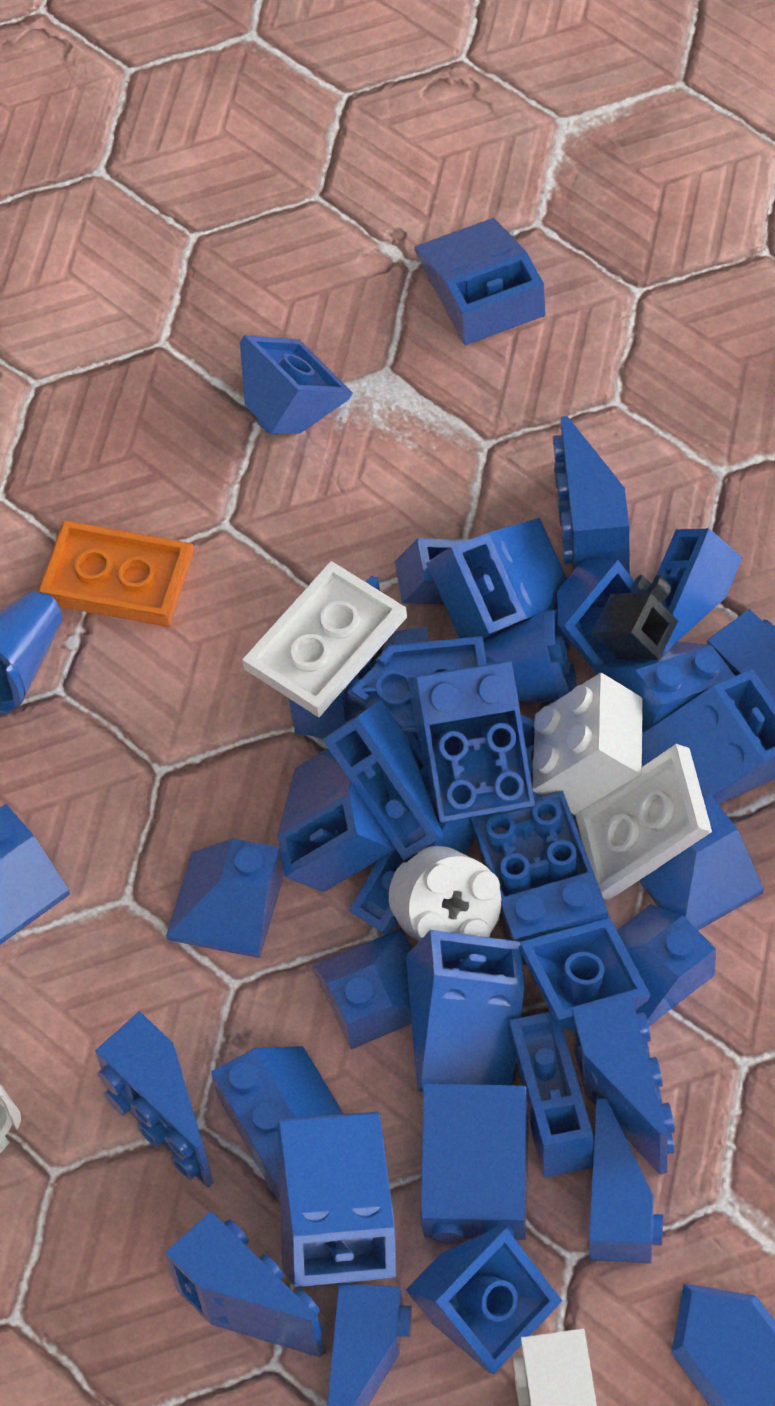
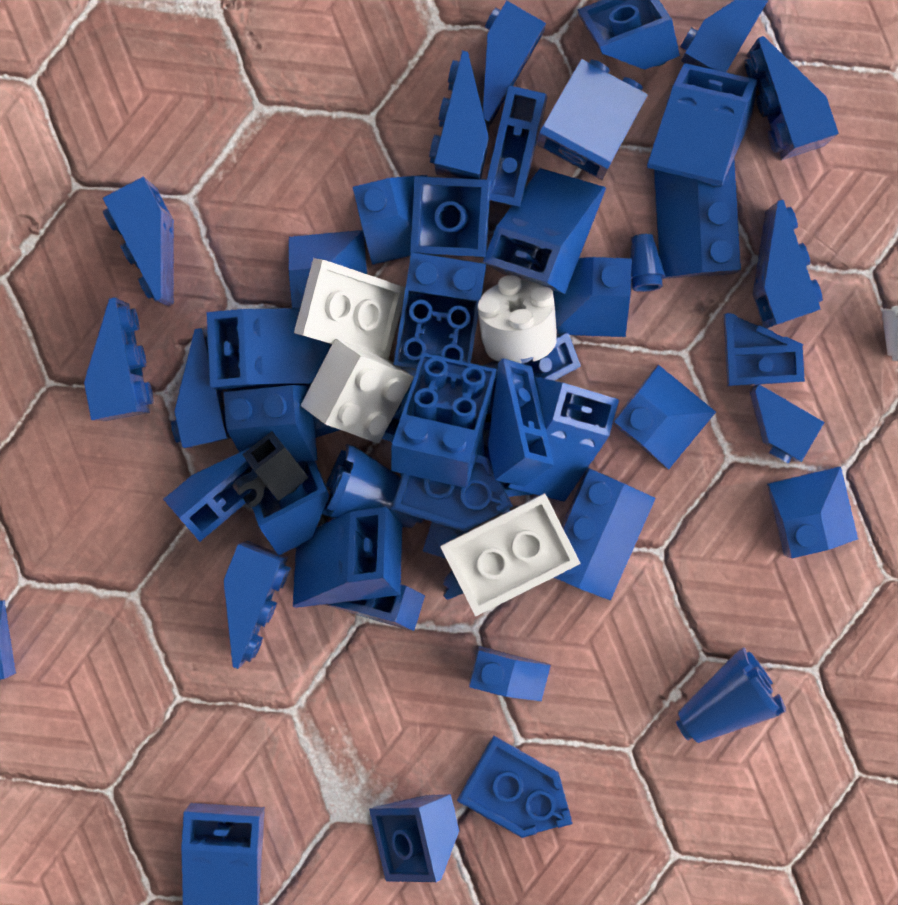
camera: 160 degrees left, 30 degrees up
(79, 951) = (784, 425): none -> blue slope
(117, 573) = (619, 737): orange tile -> none
(155, 996) = (760, 355): none -> blue wing
(203, 474) = (516, 791): none -> blue tile
(238, 749) = (603, 531): none -> blue slope
(268, 569) = (509, 675): none -> blue slope
(328, 1045) = (646, 264): none -> blue cone

